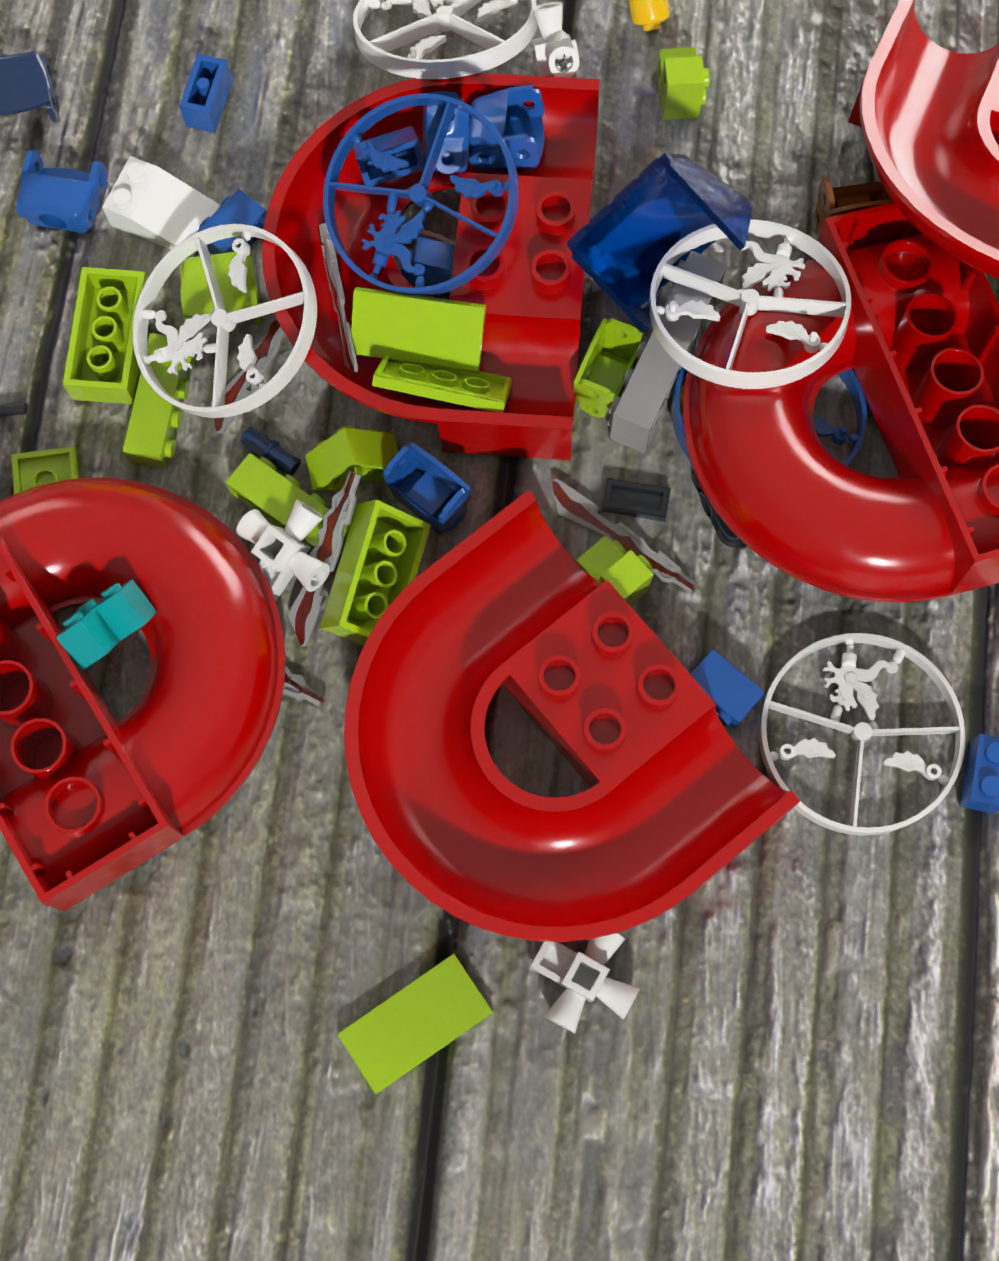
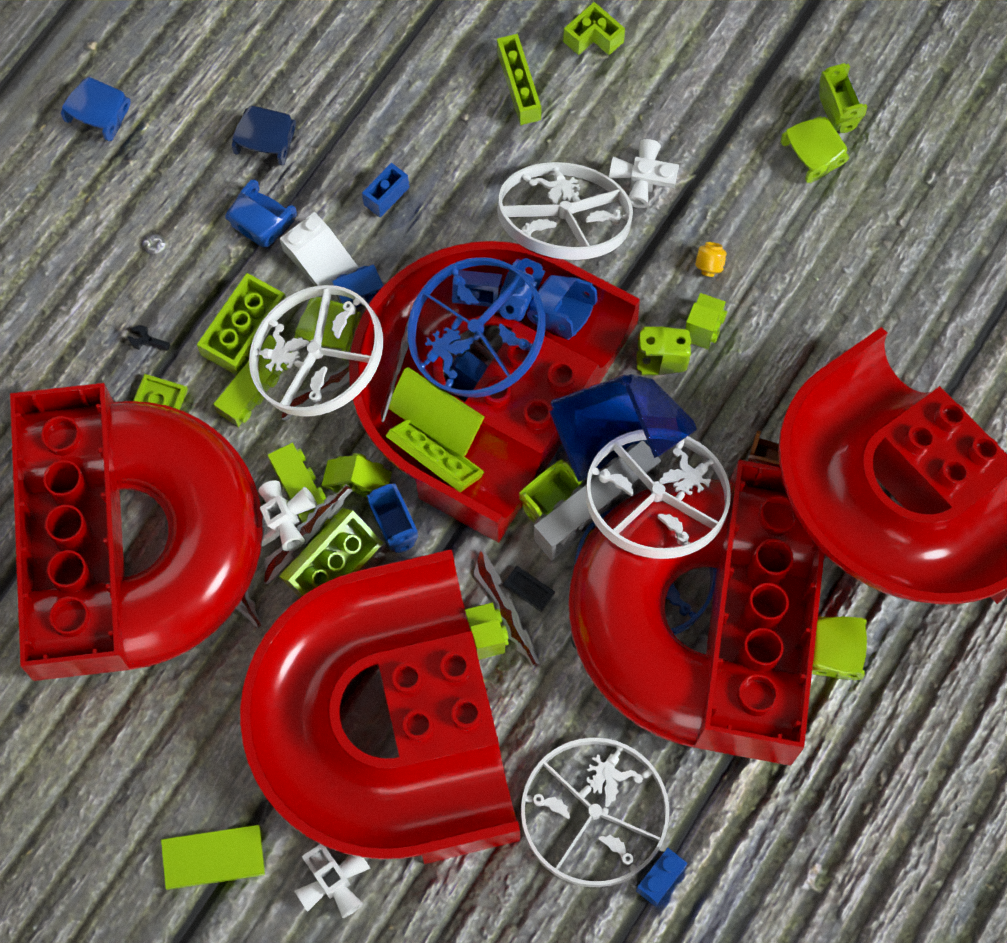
camera: 25 degrees right, 5 degrees down
(102, 625) = (144, 511): teal brick -> none
(271, 450) = (308, 447): dark blue axle -> none
(555, 51) = (628, 261): white brick -> none
(650, 131) = (666, 348): none -> lime piece
(728, 688) = (518, 740): blue brick -> none

